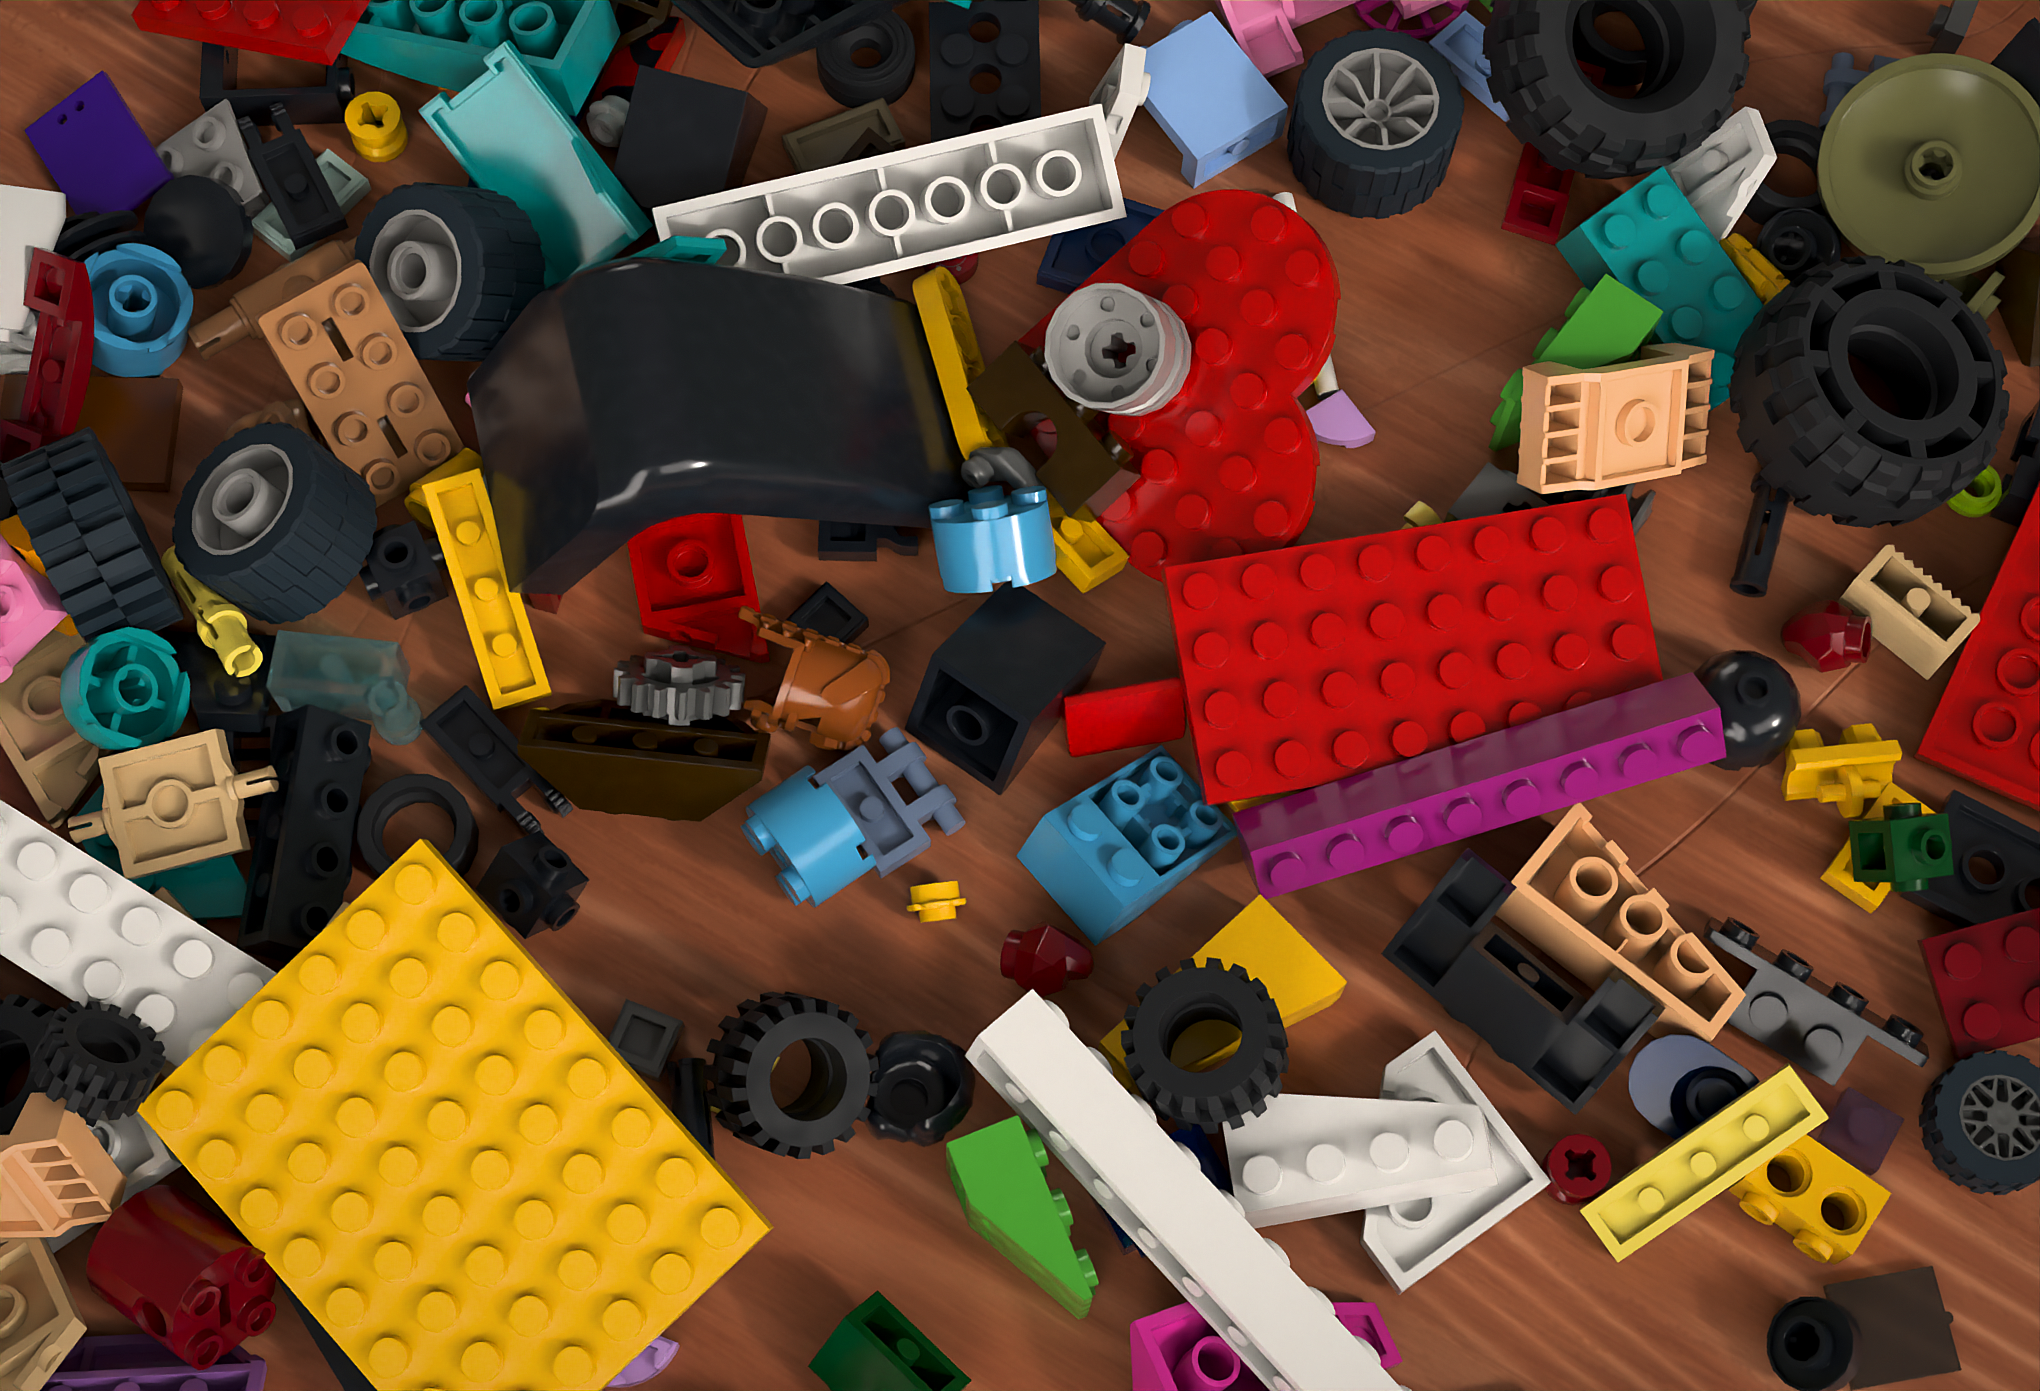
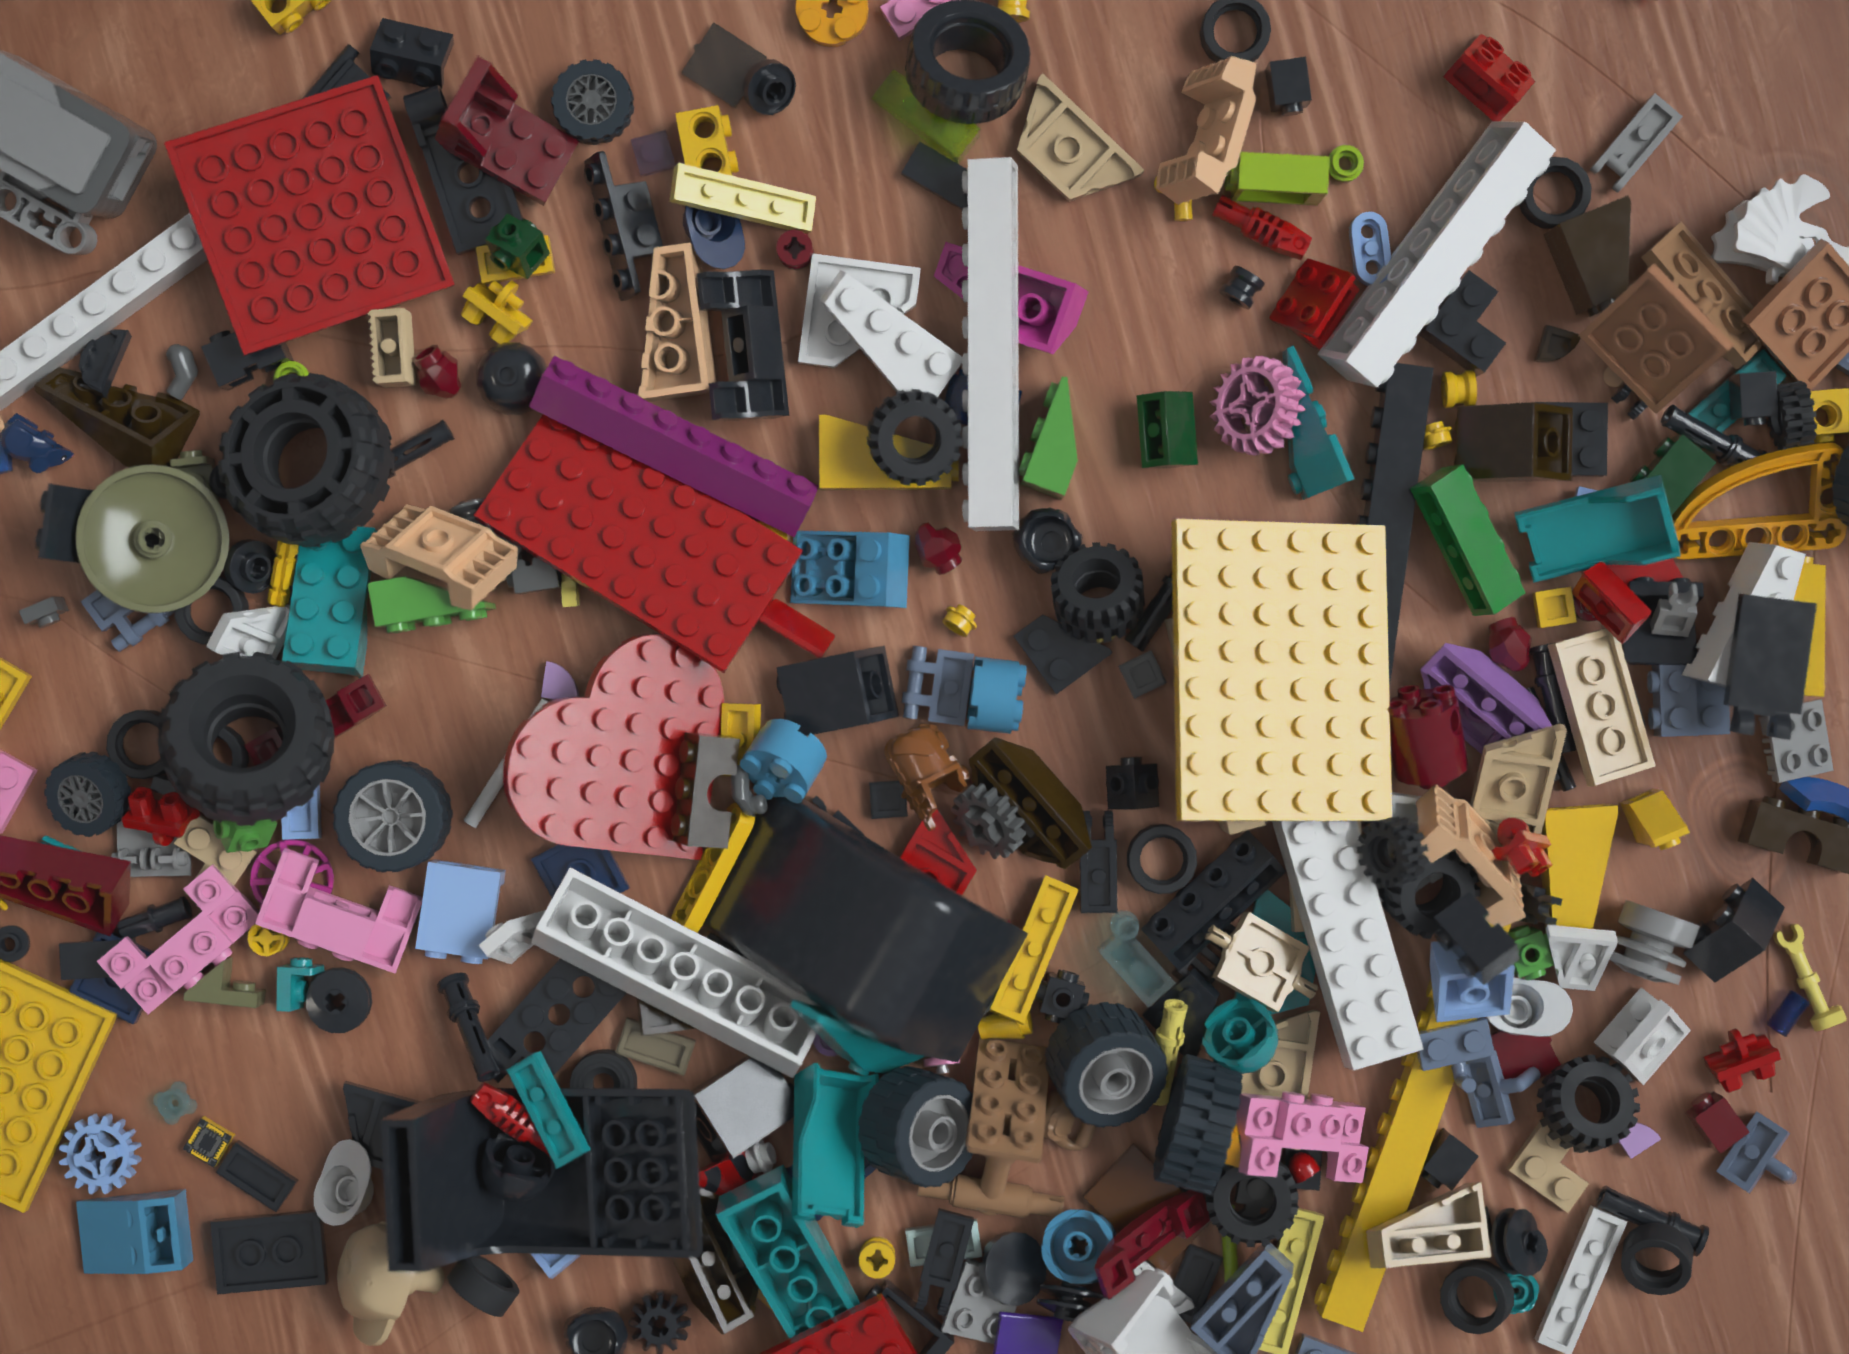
camera: 135 degrees left, 20 degrees up
(778, 960) = (1057, 653): none -> black wing
(1095, 328) = (669, 790): light grey wheel -> none

